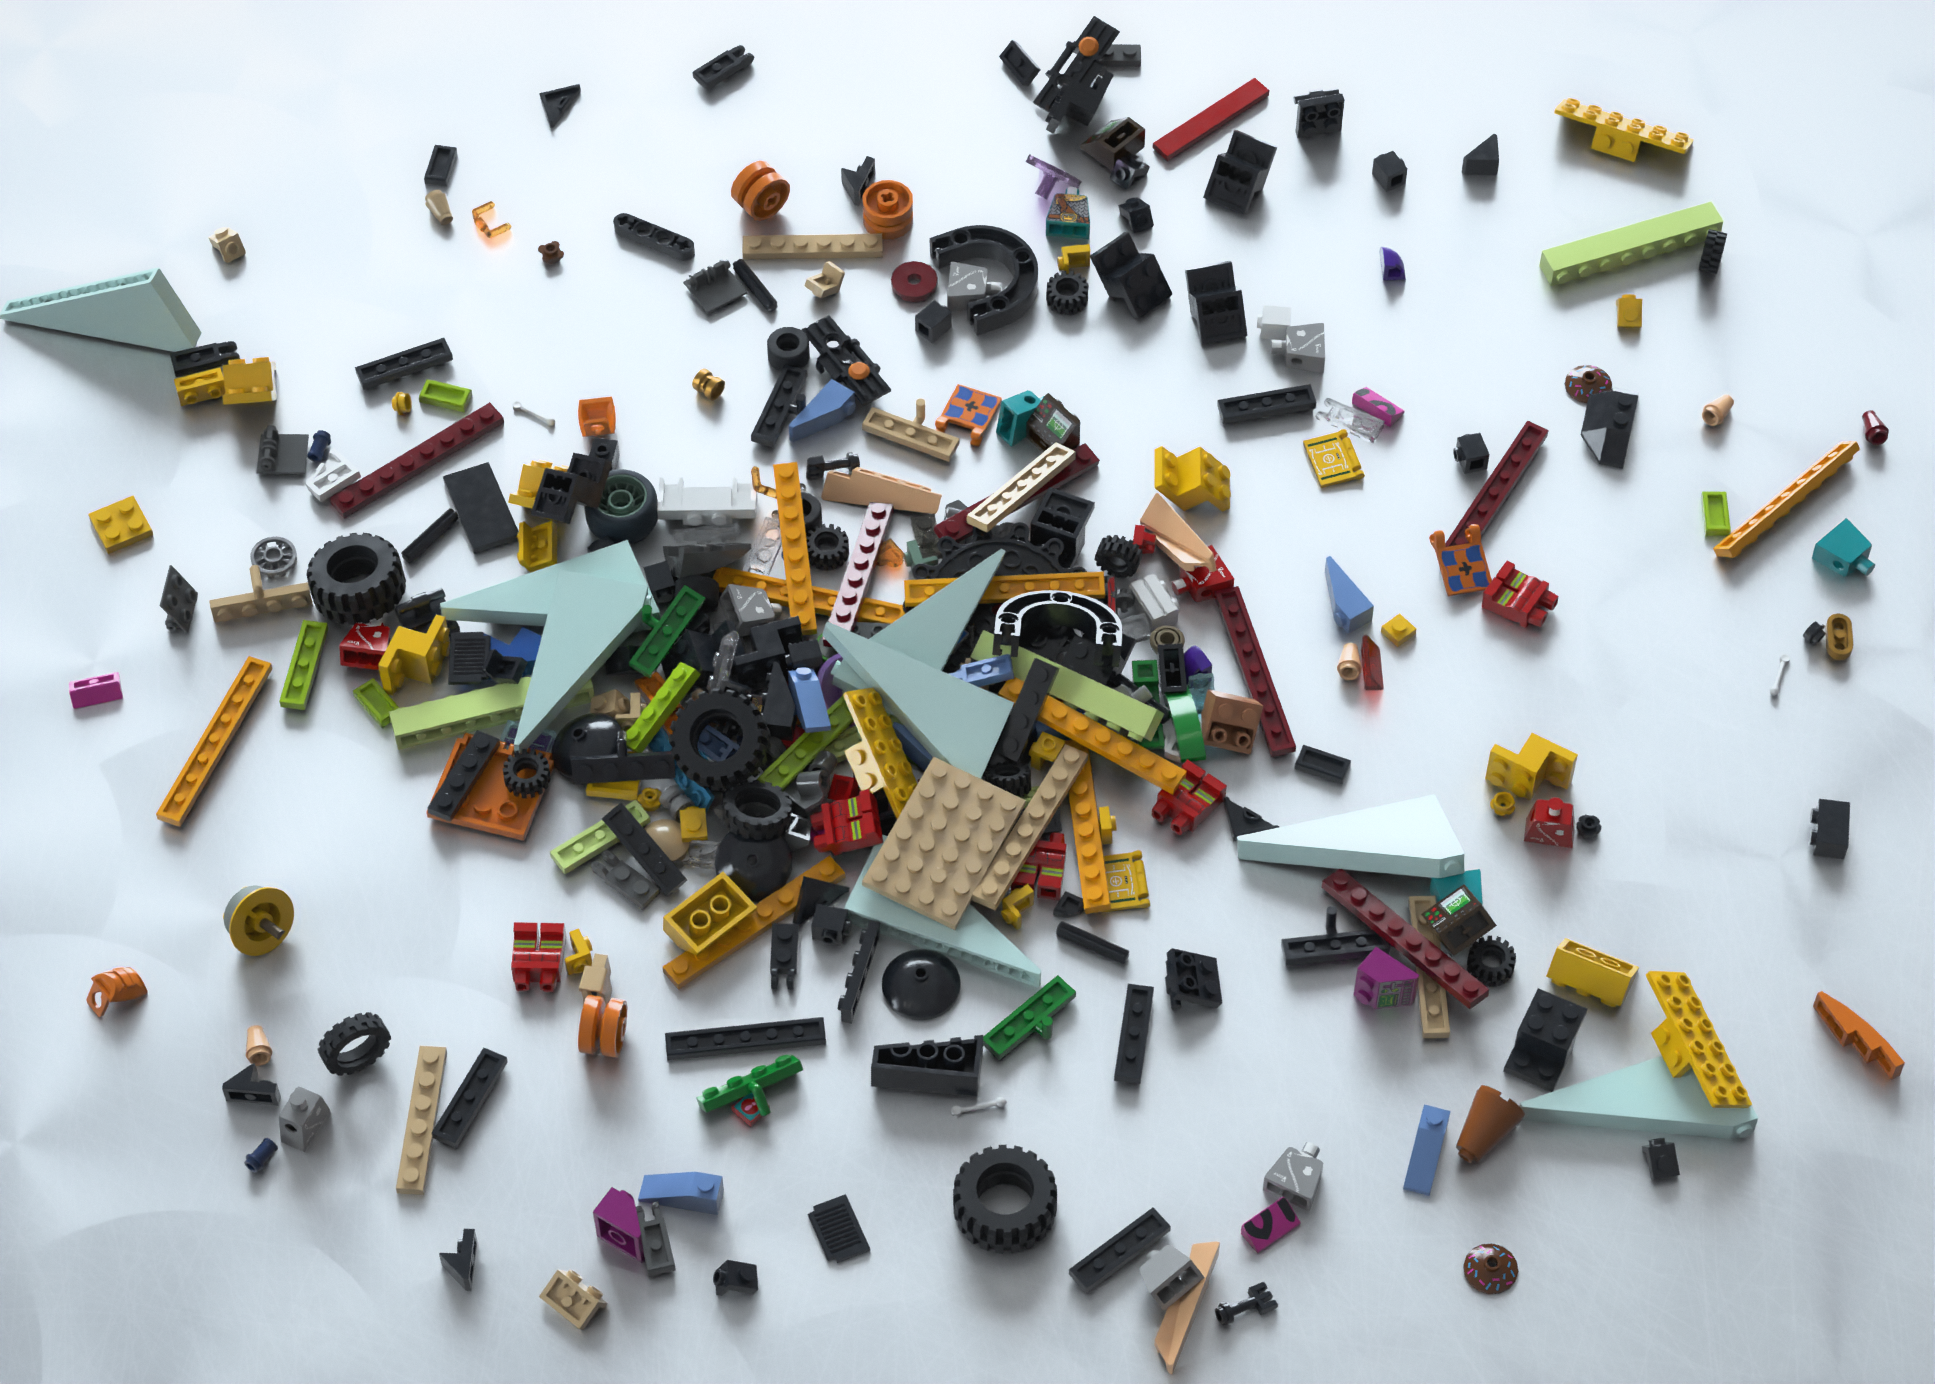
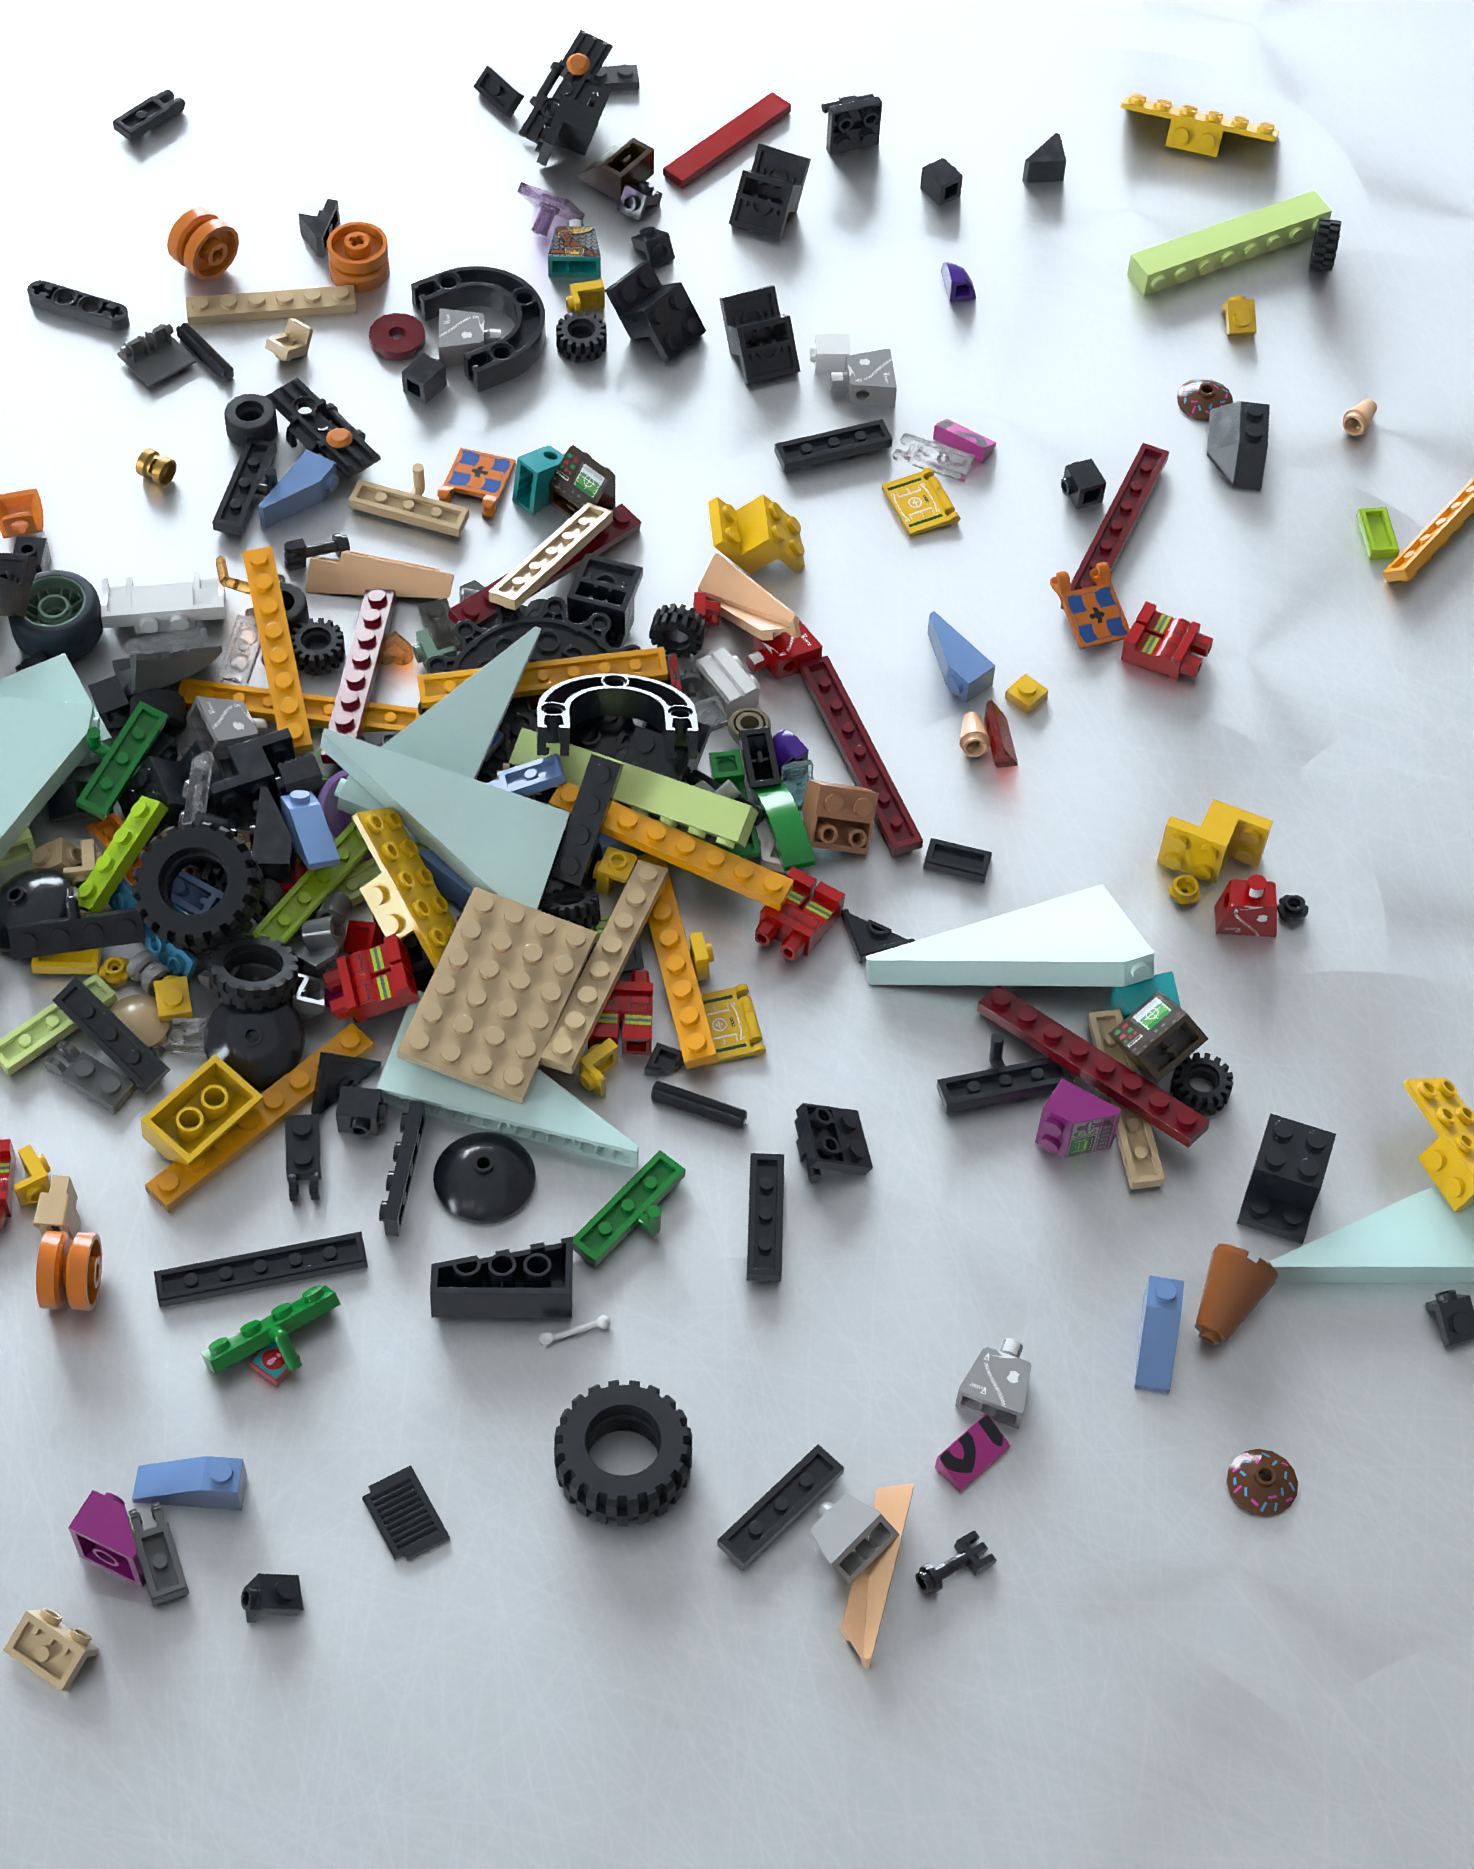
camera: 10 degrees left, 0 degrees up
(1592, 972) = (1328, 1088): yellow slope -> none

